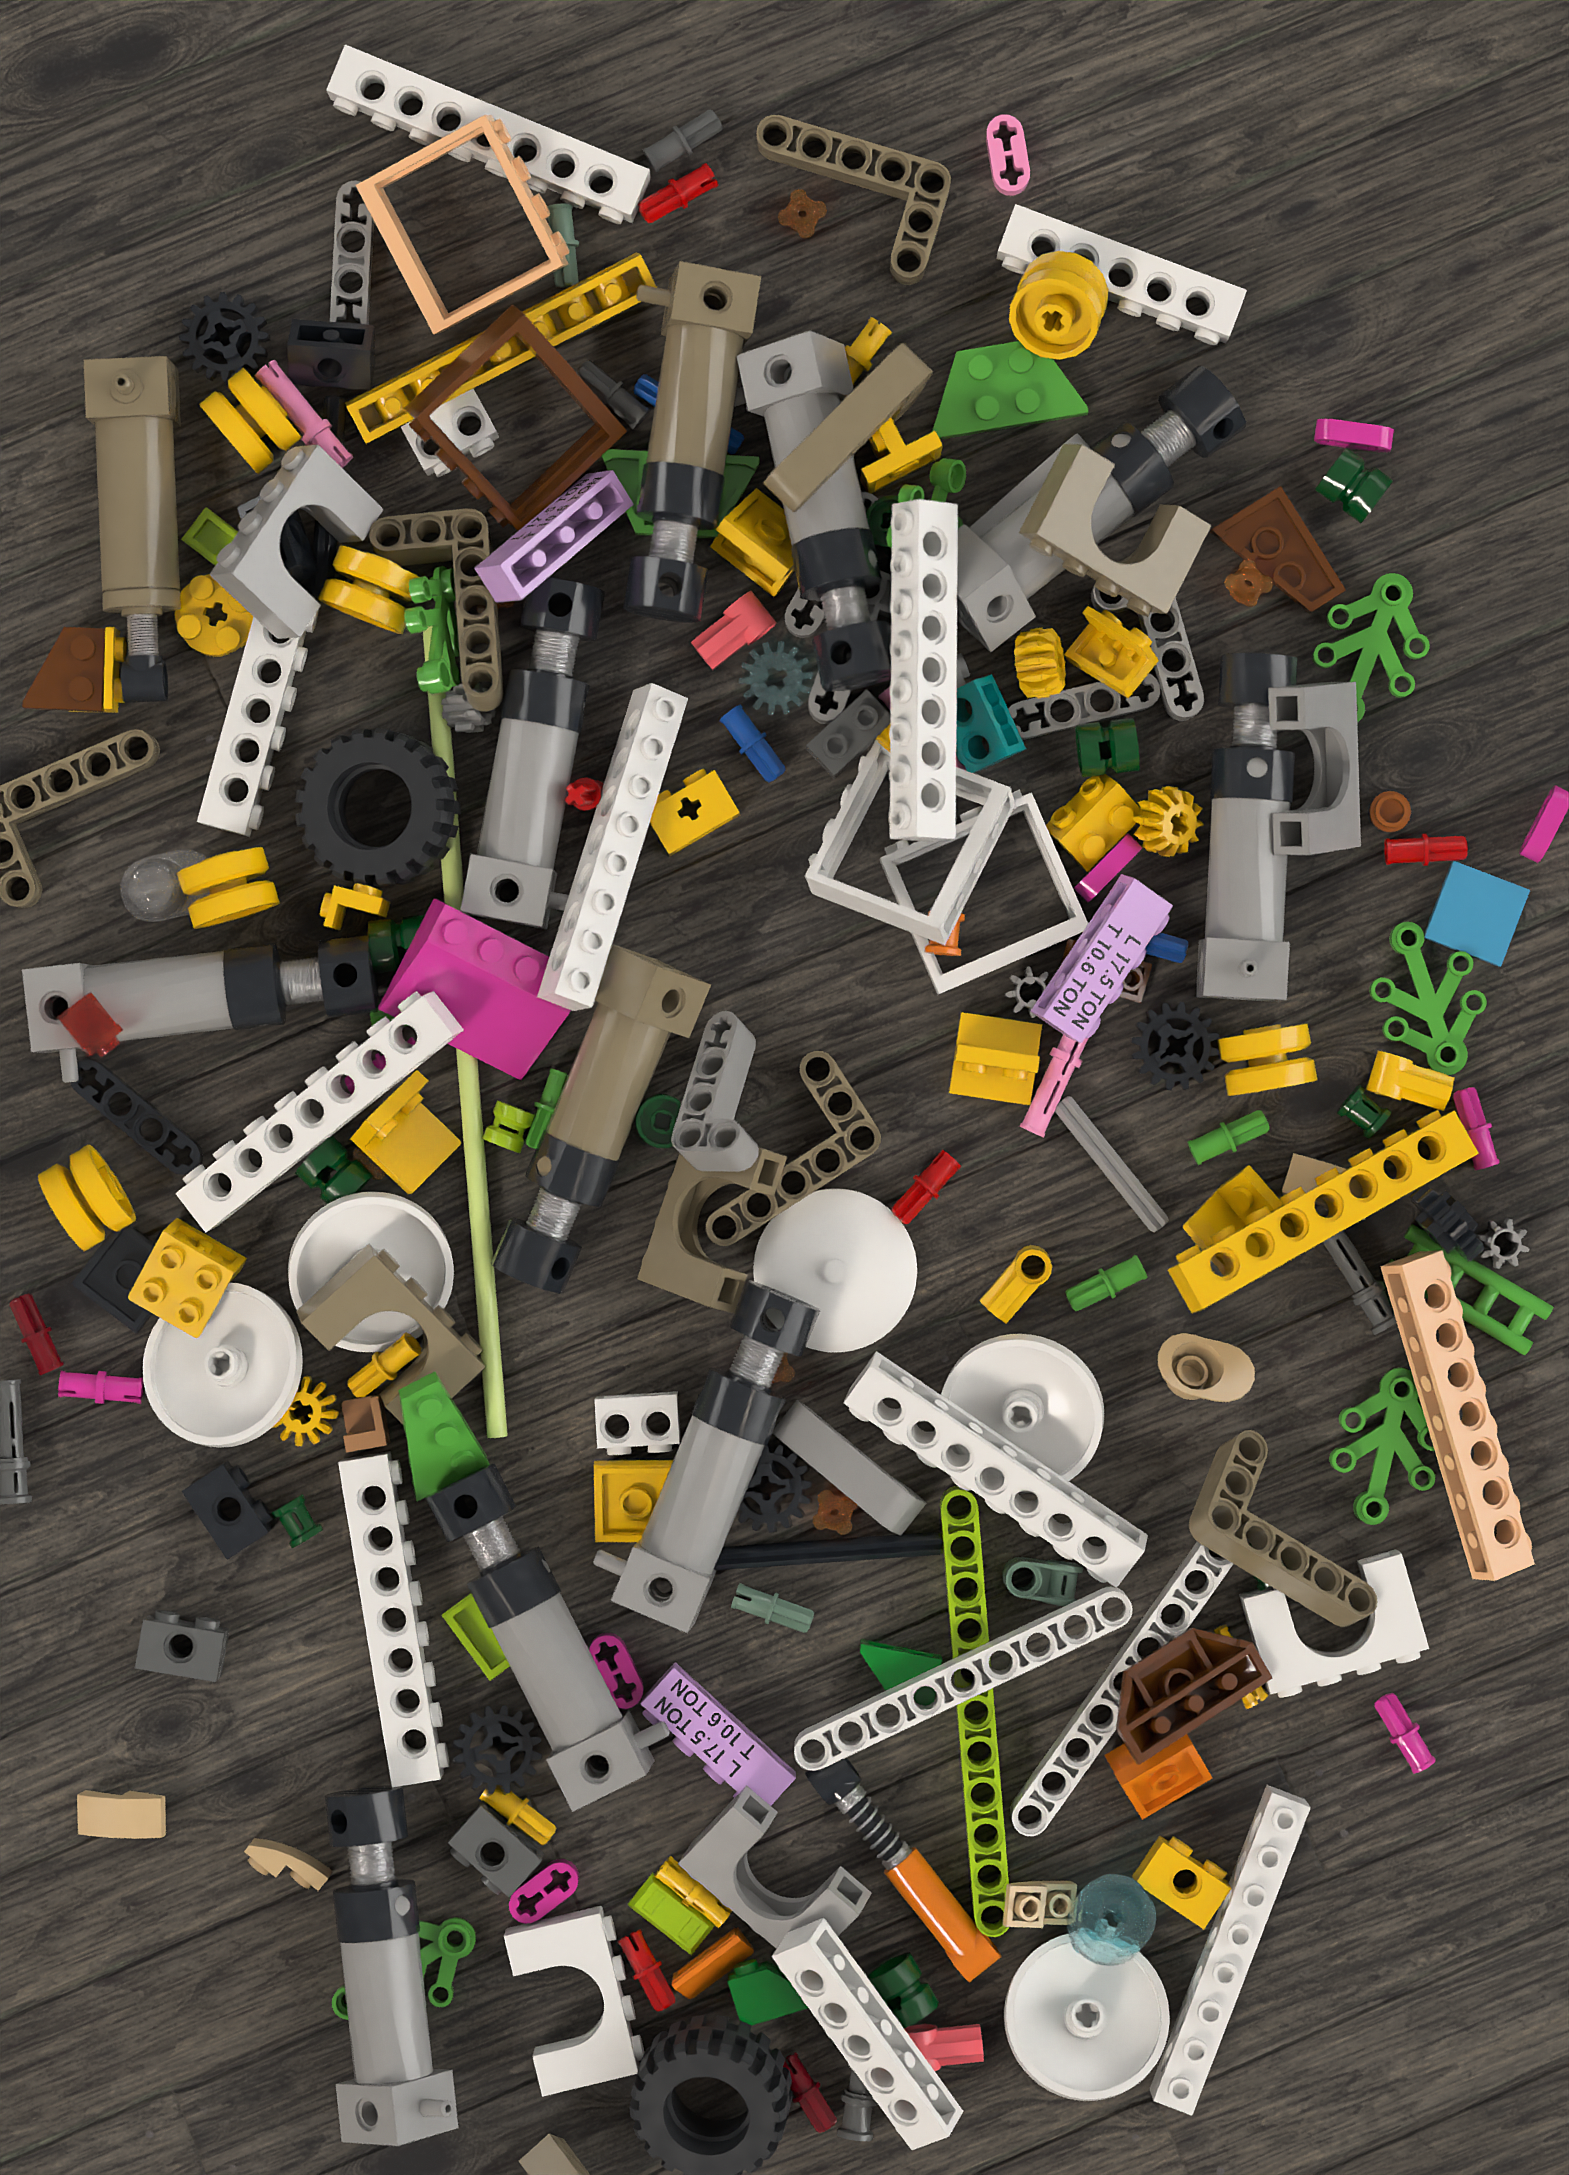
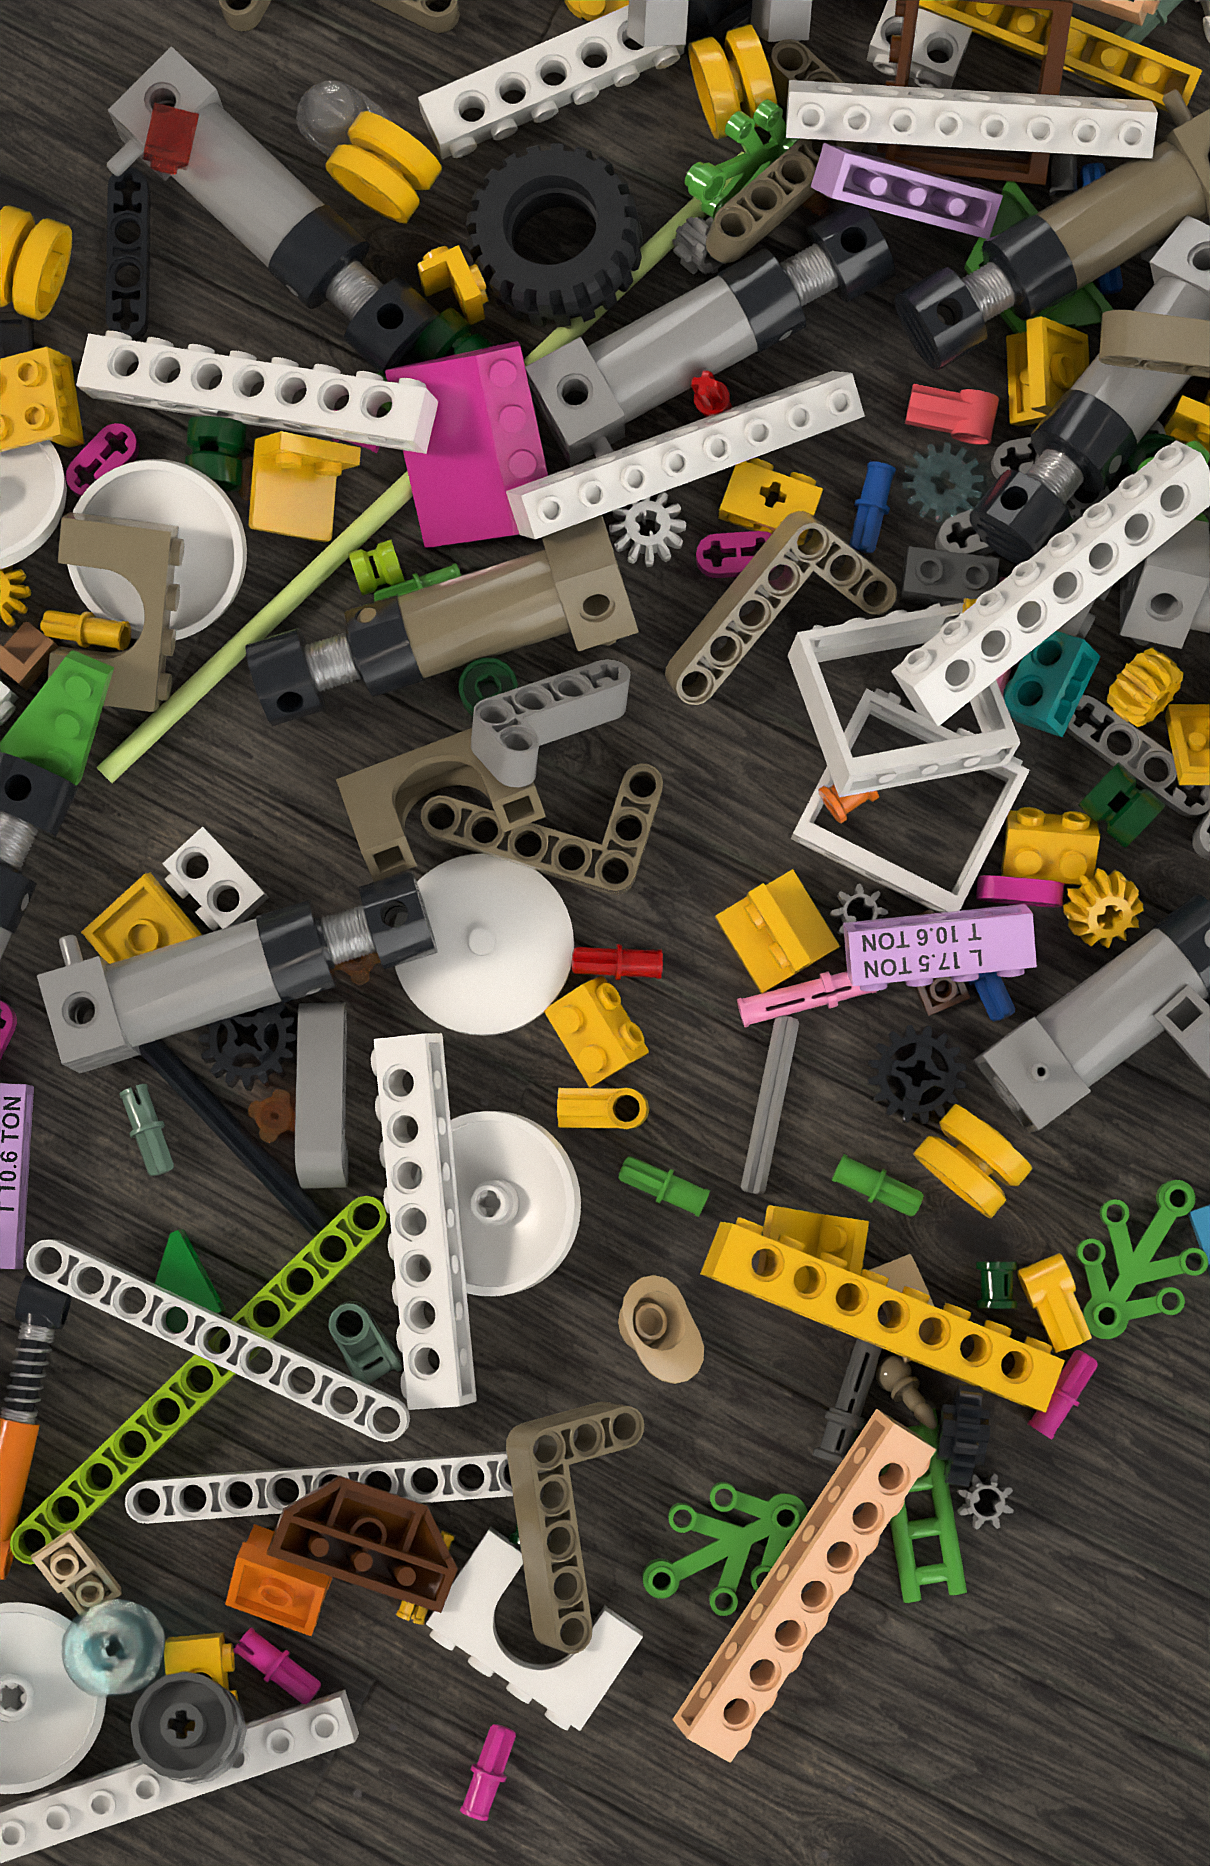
camera: 60 degrees right, 5 degrees down
(261, 1256) = (95, 453): none -> dark pink beam
(543, 451) = (971, 119): none -> white brick
(643, 901) = (654, 543): none -> white gear
(700, 859) = (729, 543): none -> dark pink beam
(762, 871) = (771, 599): none -> dark tan beam
(961, 1241) = (596, 1030): none -> yellow bracket
(1192, 1929) = (162, 1718): none -> dark grey wheel
(1214, 1818) = (277, 1666): none -> dark pink axle
(1369, 1233) = (897, 1378): none -> dark tan bar

